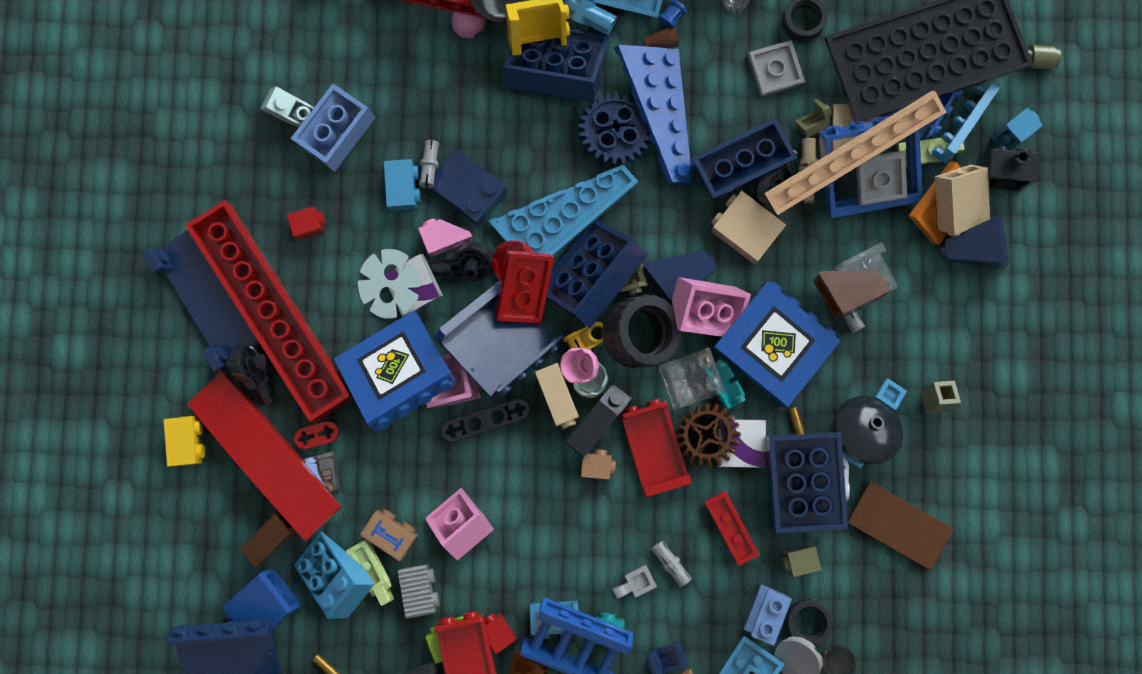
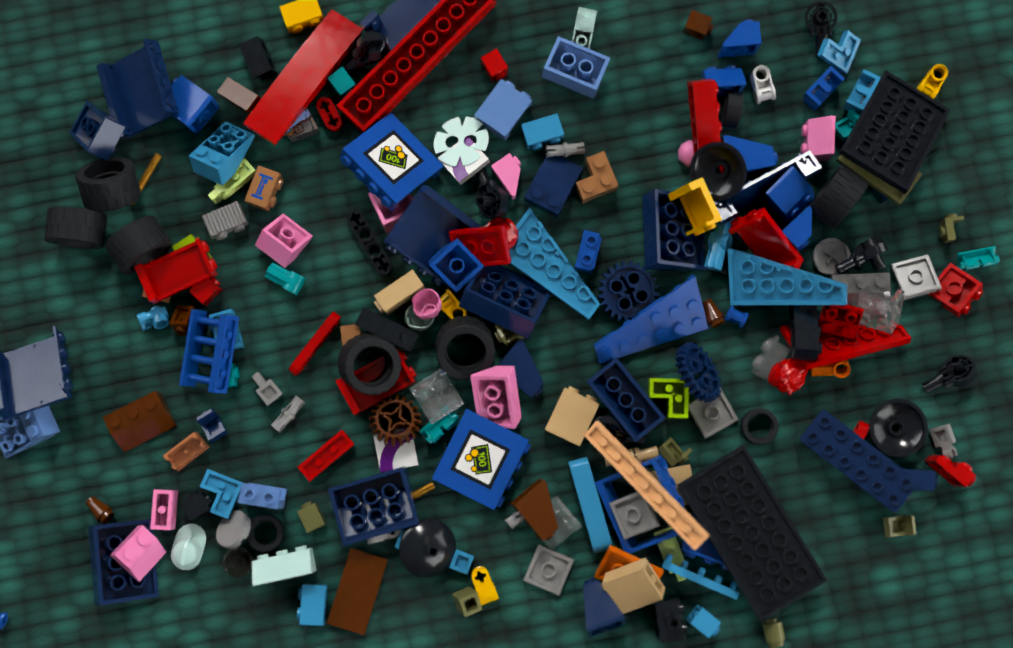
camera: 75 degrees right, 0 degrees up
(225, 507) = (258, 58): none -> black hinge
(282, 410) = (341, 82): none -> teal brick
(362, 224) = (503, 108): none -> medium blue panel
(472, 129) = (600, 181): none -> medium nougat brick
(509, 528) = (289, 280): none -> teal piece
(539, 320) = (455, 264): none -> blue slope
(558, 163) = (588, 252): none -> blue window
(594, 513) = (315, 343): none -> red beam
(657, 434) = (389, 374): none -> black tyre
(731, 68) = (690, 362): none -> dark blue gear
(749, 102) = (675, 394): none -> lime brick
(855, 229) = (590, 504): none -> dark azure beam
(855, 608) = (283, 565): none -> light aqua slope
(905, 581) = (313, 604): none -> dark azure brick
(919, 296) = (548, 569): none -> light grey tile
(924, 373) = (484, 588): none -> yellow piece

